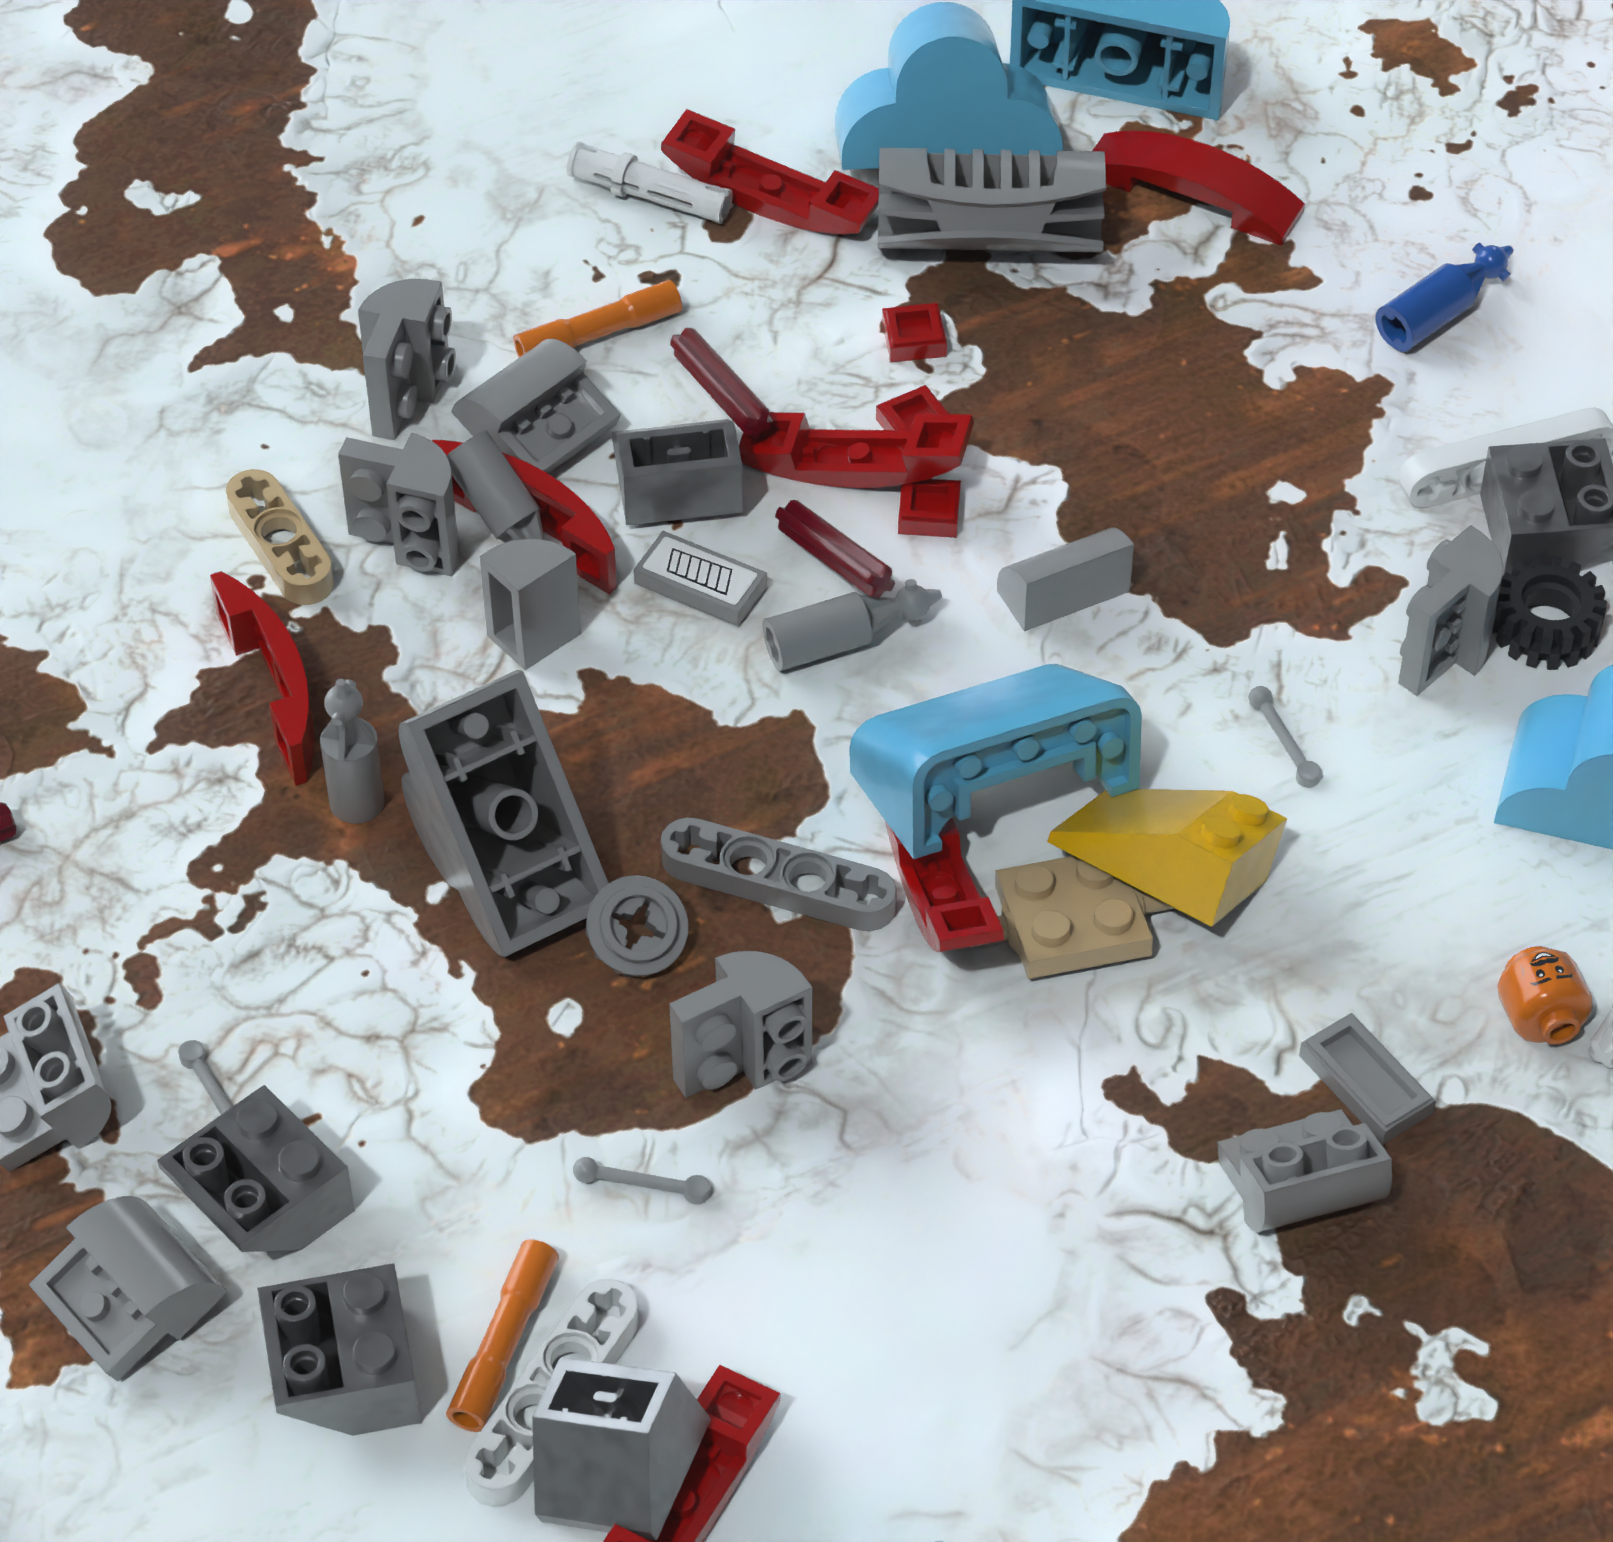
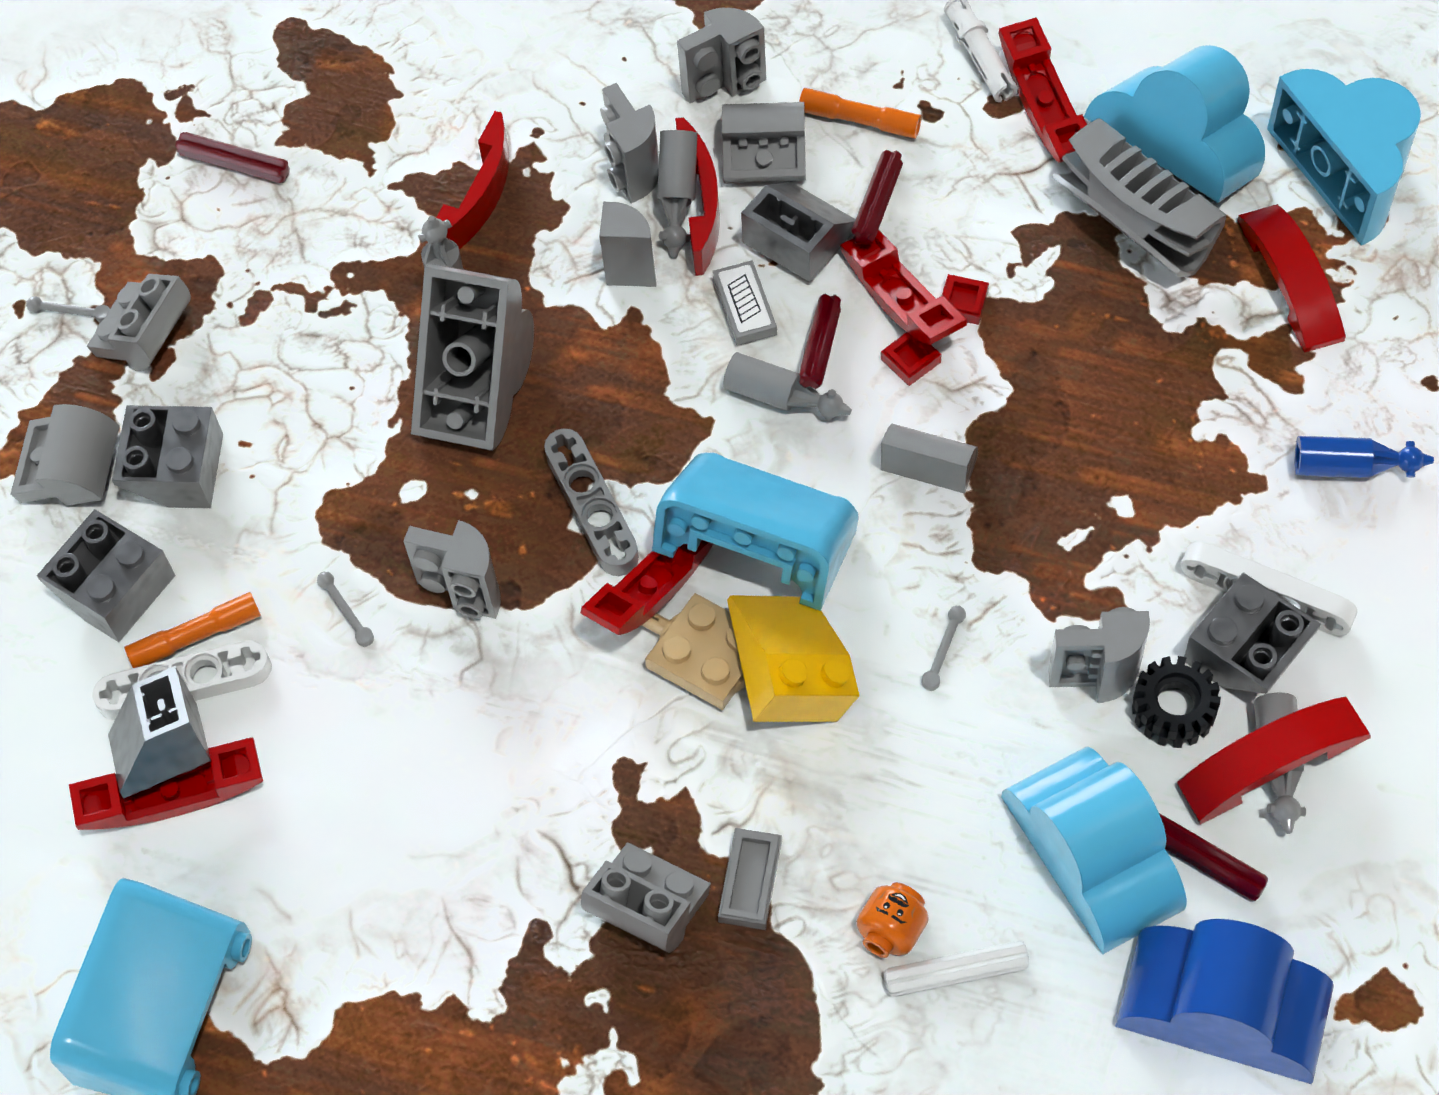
camera: 50 degrees right, 10 degrees up
(193, 1056) = (230, 365): light grey hinge -> none
(280, 558) = (573, 130): tan beam -> none
(664, 917) = (466, 466): light grey gear -> none
(914, 332) = (1024, 246): red tile -> none

